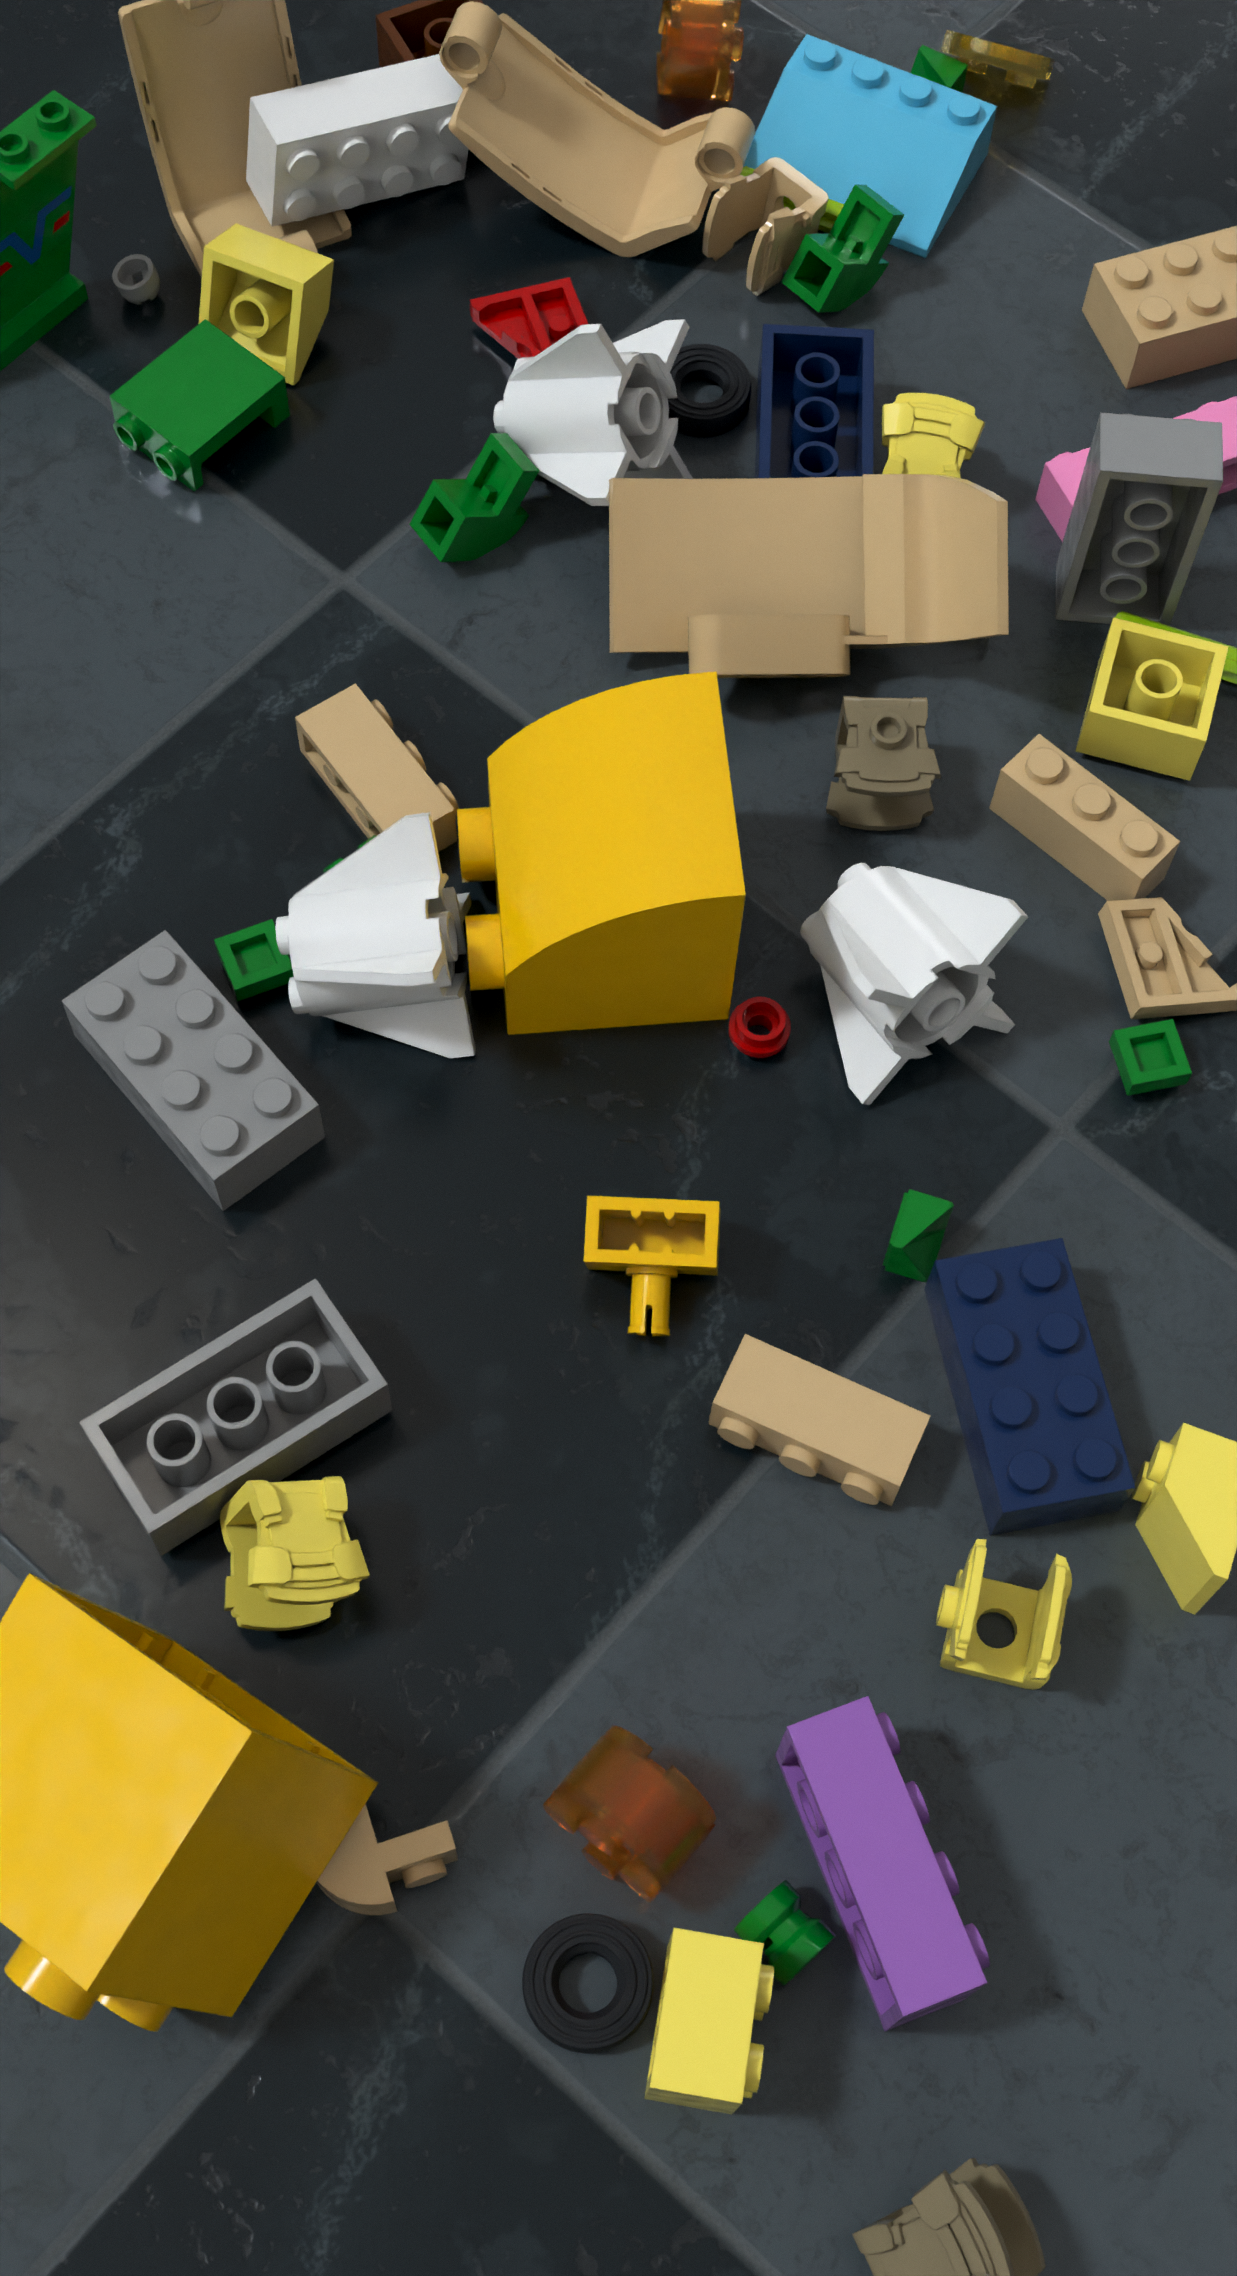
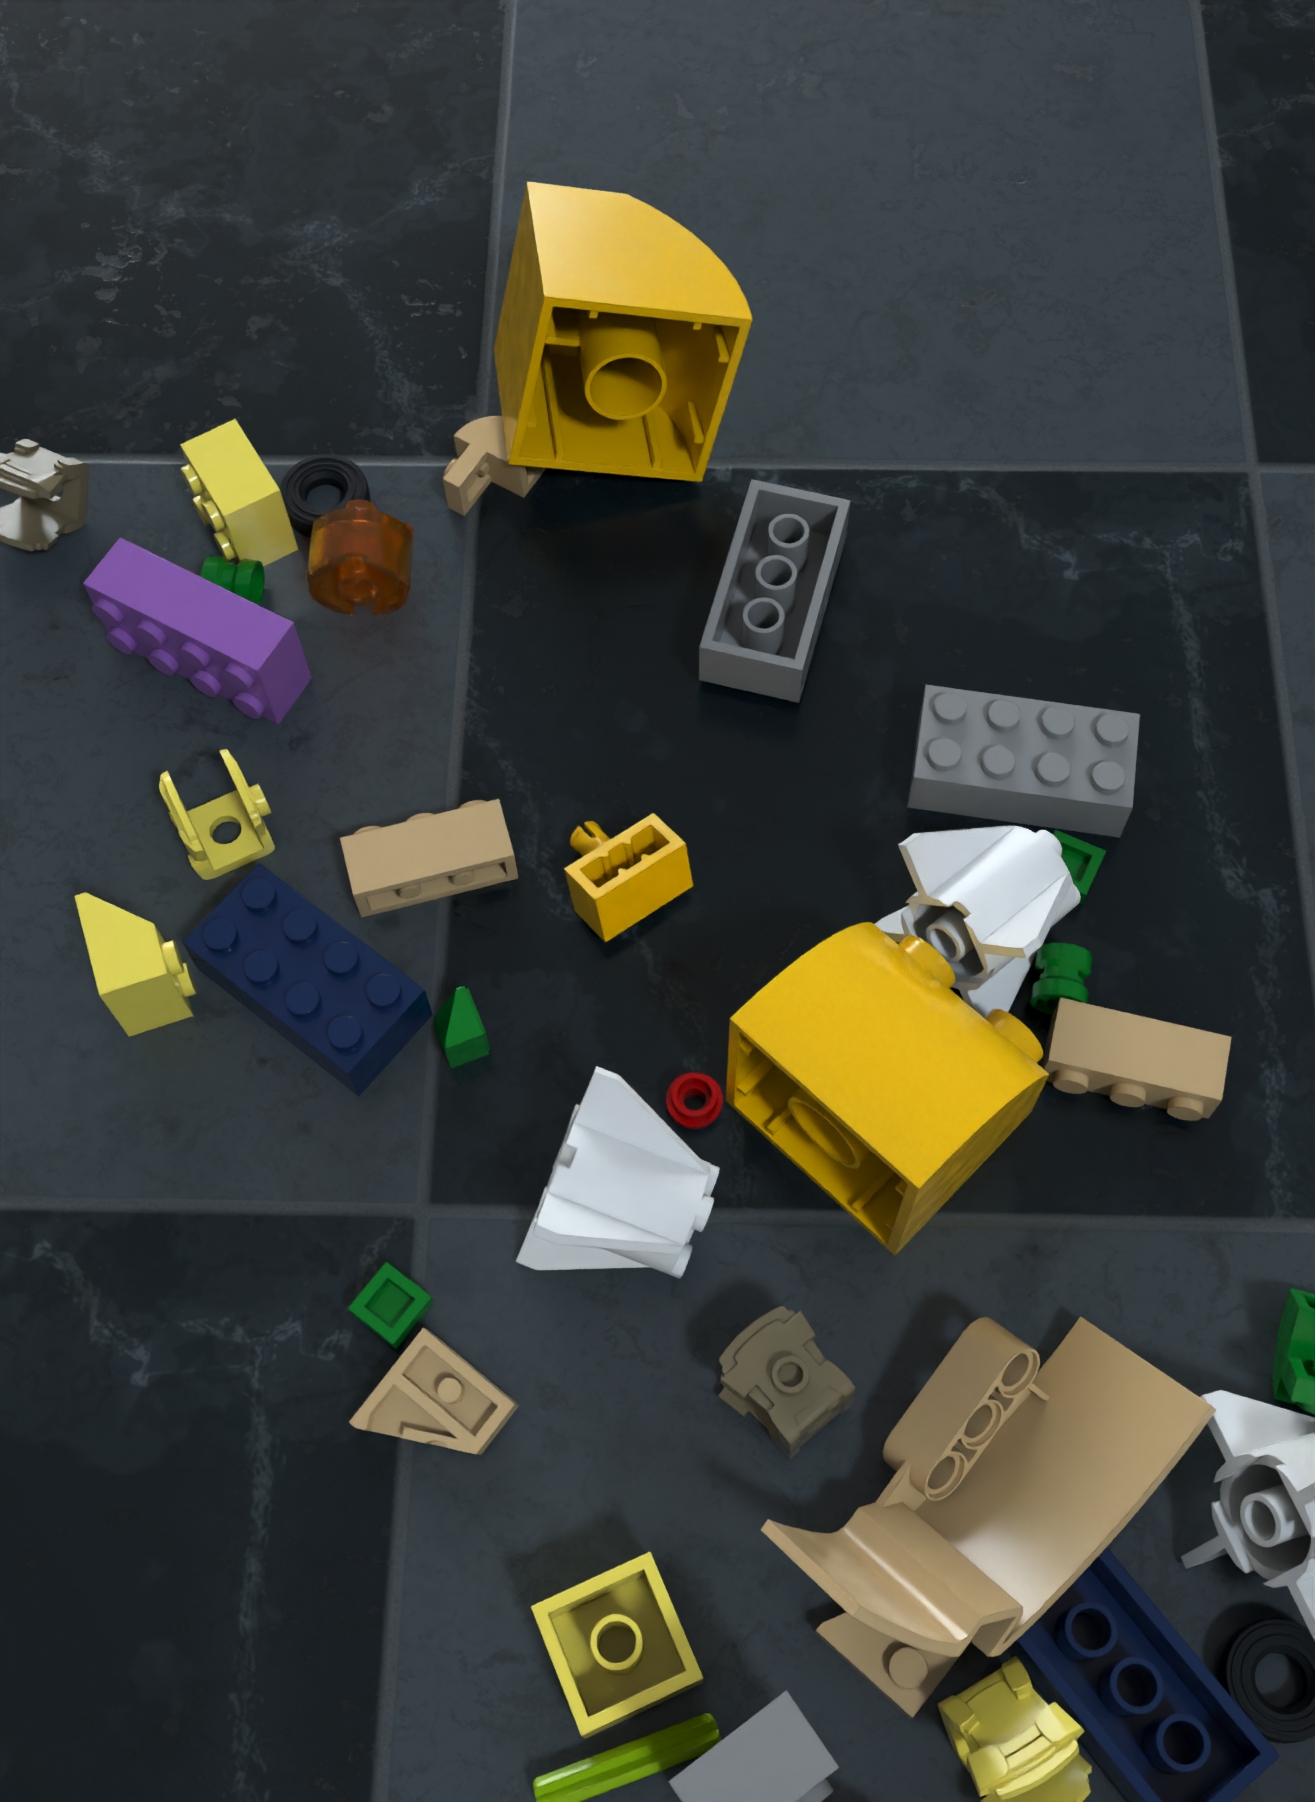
camera: 145 degrees right, 0 degrees up
(289, 1553) = (668, 539): light yellow piece -> none
(1082, 822) = (585, 1469): tan brick -> none

